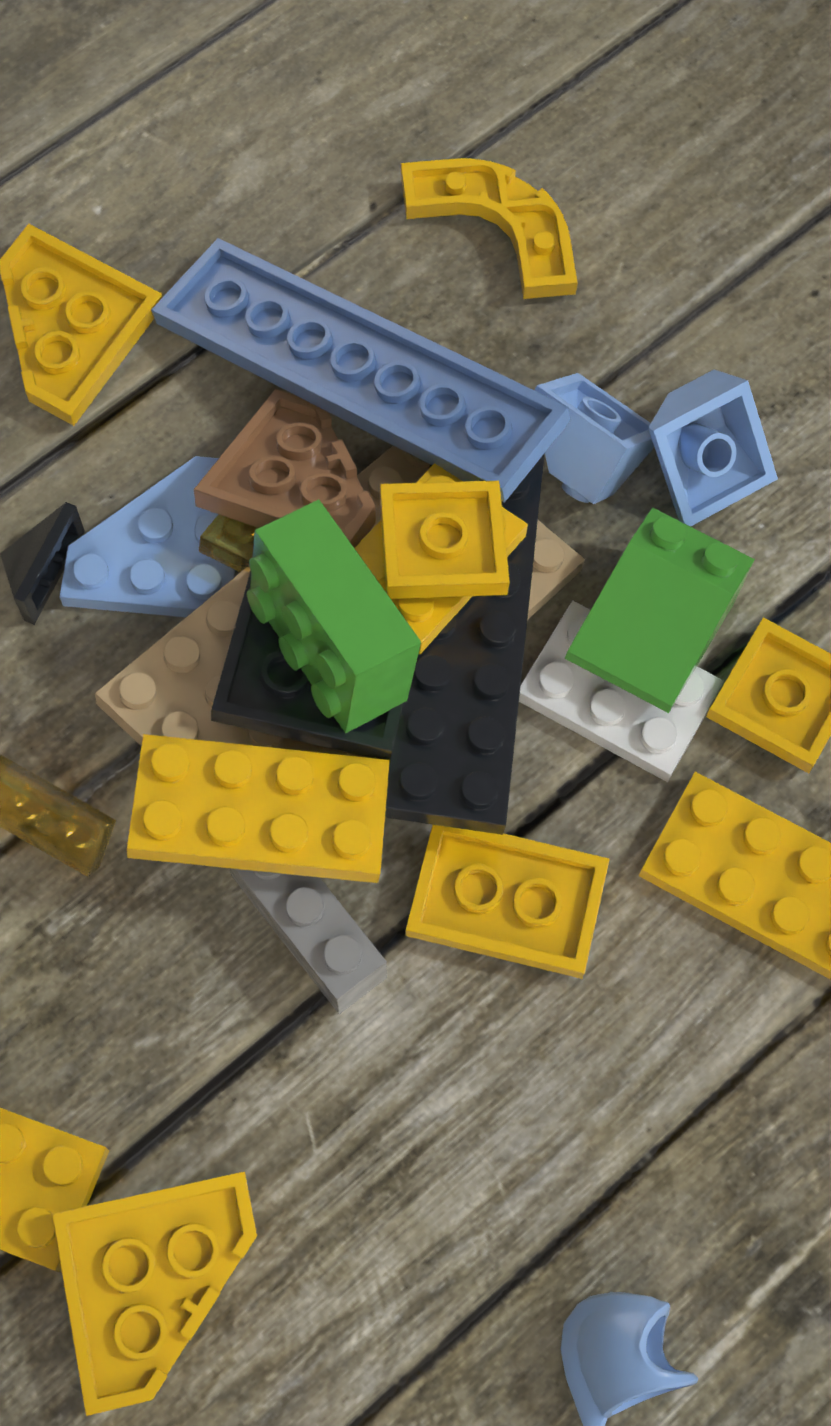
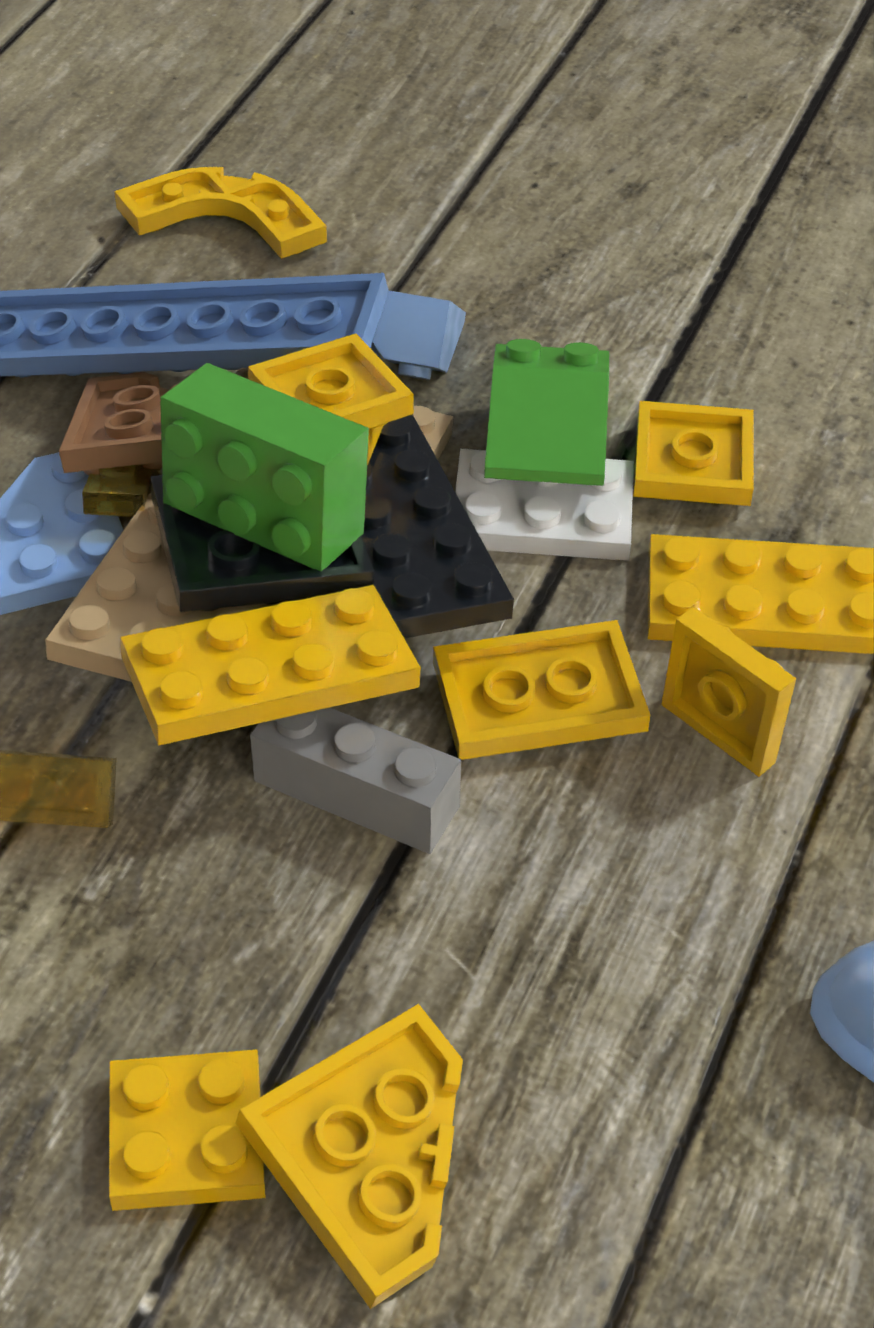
camera: 25 degrees left, 20 degrees down
(663, 1005) = (727, 690): none -> yellow plate
(711, 445) = (519, 291): light blue slope -> none

